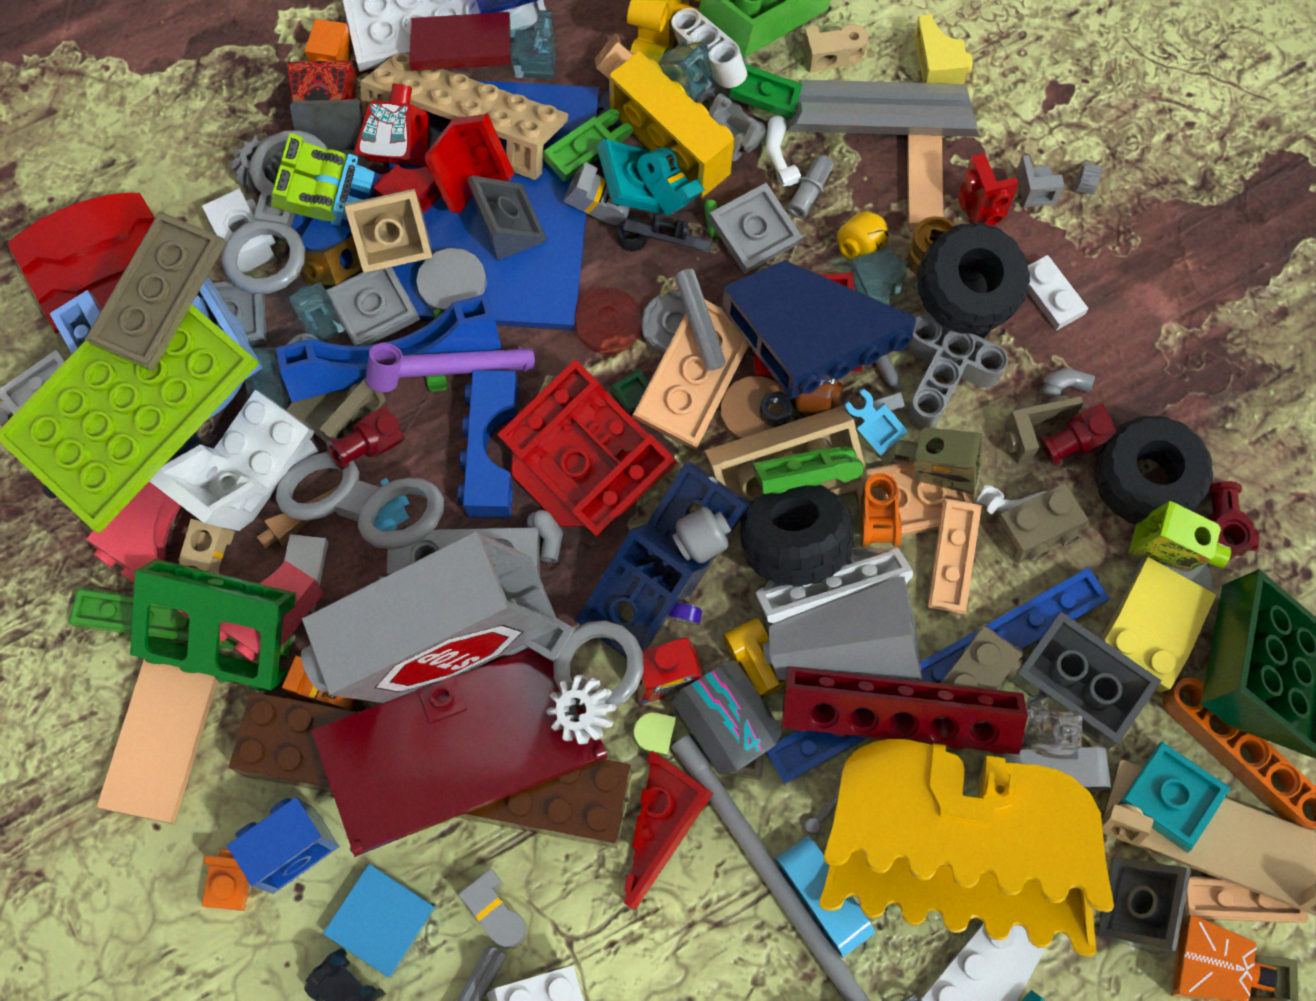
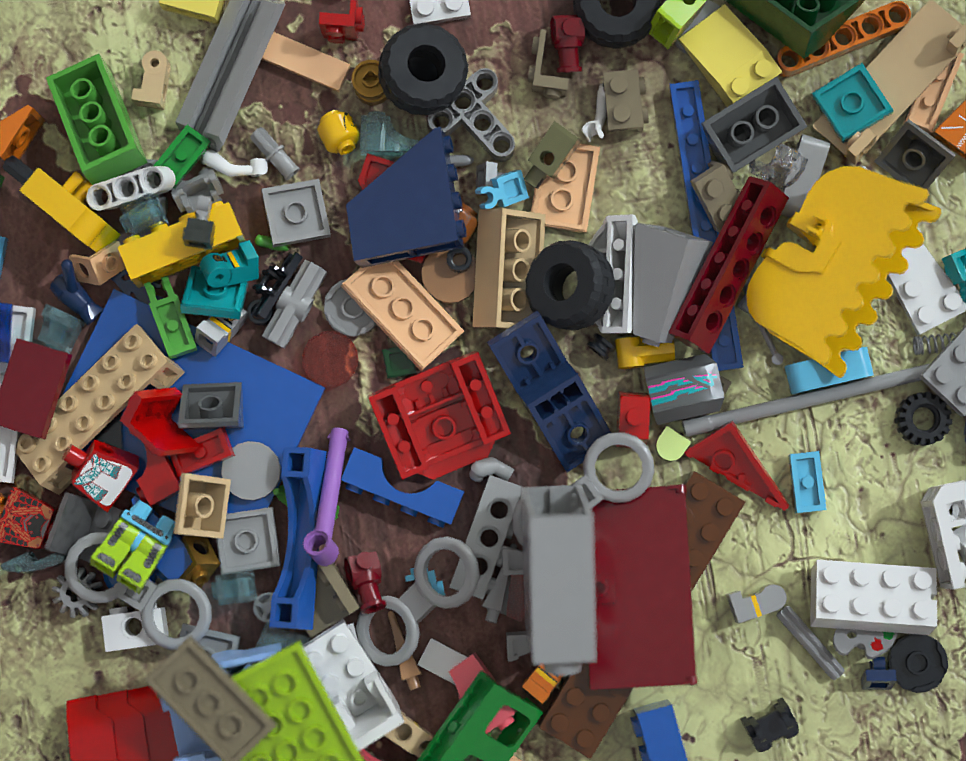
camera: 70 degrees left, 15 degrees up
(277, 106) = (29, 562): none -> clear light blue slope
(379, 920) = (732, 686): dark azure tile -> none
(459, 230) = (211, 450): none -> red plate
(577, 694) = (656, 500): white gear -> none
(578, 51) = (73, 294): none -> dark blue piece
(652, 260) = (294, 304): none -> light grey piece
(672, 921) = (807, 482): none -> medium azure plate
(686, 614) = (595, 387): dark purple tile -> none
(688, 115) = (200, 231): none -> pearl dark grey piece
(700, 320) = (367, 288): light grey axle -> none
(701, 535) = (549, 356): light grey head -> none
(740, 604) = (601, 346): none -> black bush
(808, 469) = (526, 257): bright green hinge -> none
(880, 519) = (575, 218): orange piece -> none
(954, 557) = (623, 176): light nougat tile -> none
(1066, 378) = (515, 31): light grey arm -> none

